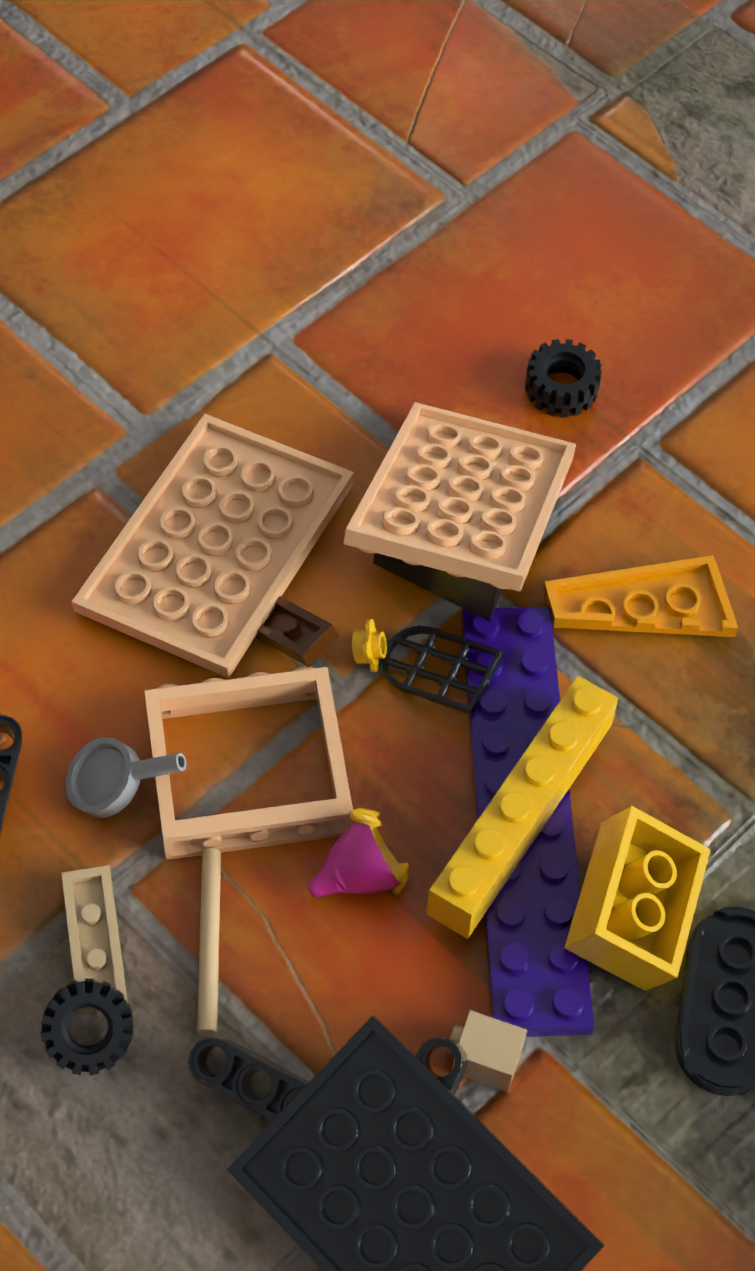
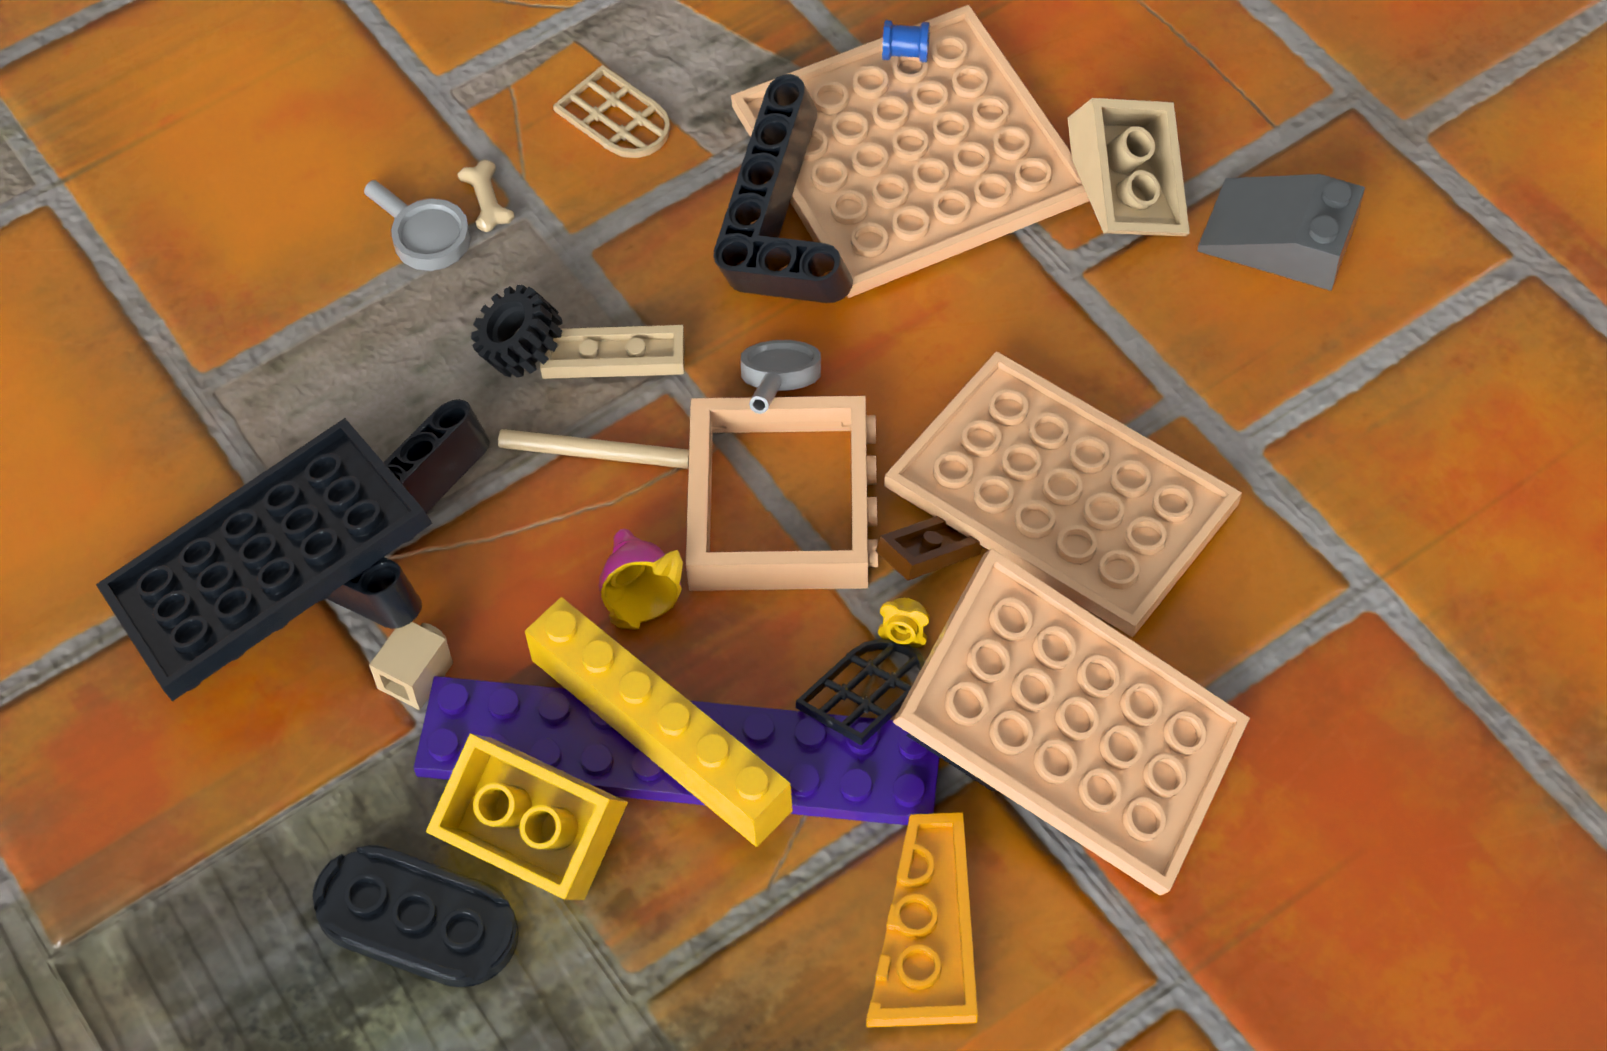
camera: 105 degrees right, 0 degrees up
(563, 359) = (1288, 869): black tyre -> none

